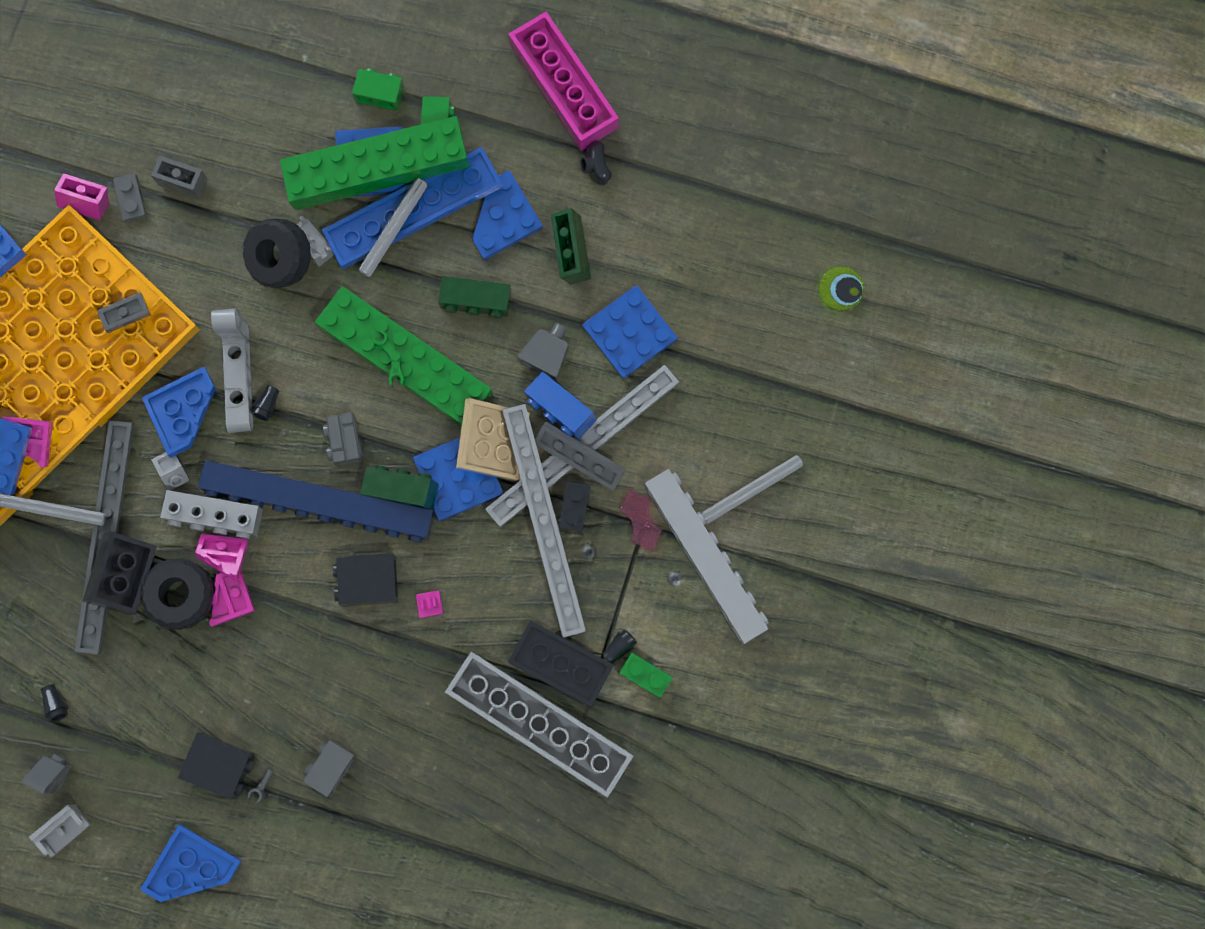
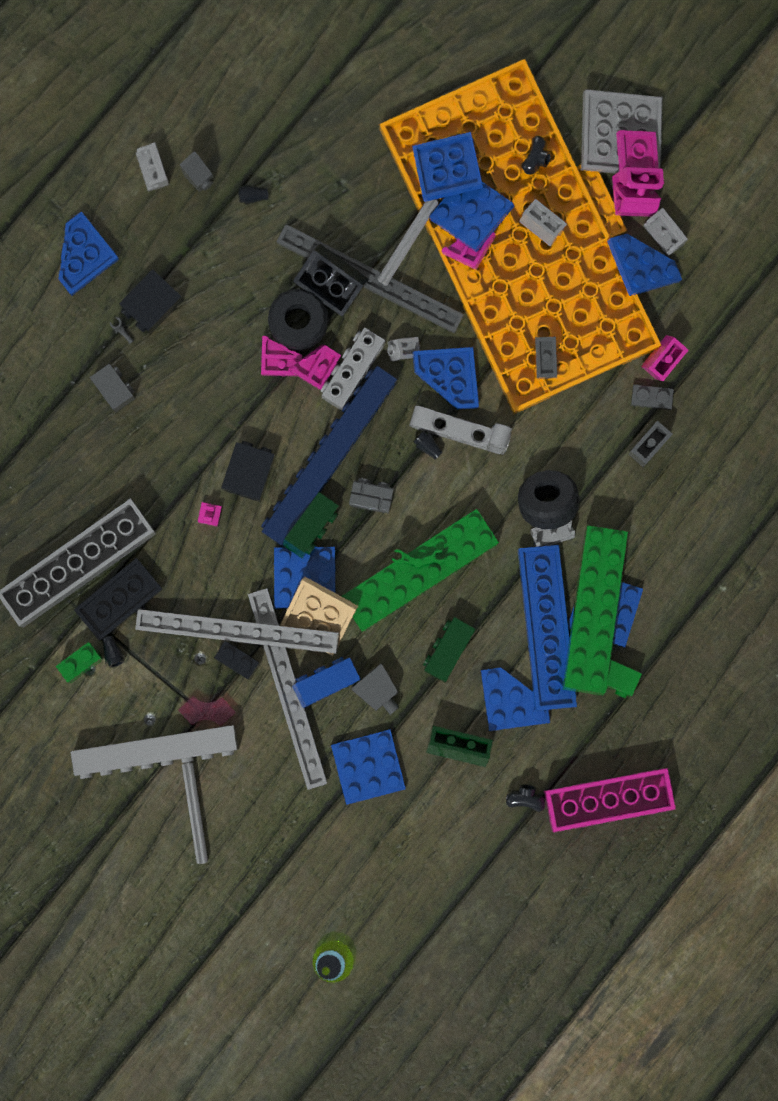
camera: 115 degrees right, 5 degrees up
(378, 89) = (665, 639): green brick -> none
(393, 227) = (533, 604): light grey axle -> none
(579, 456) = (276, 681): dark grey plate -> none

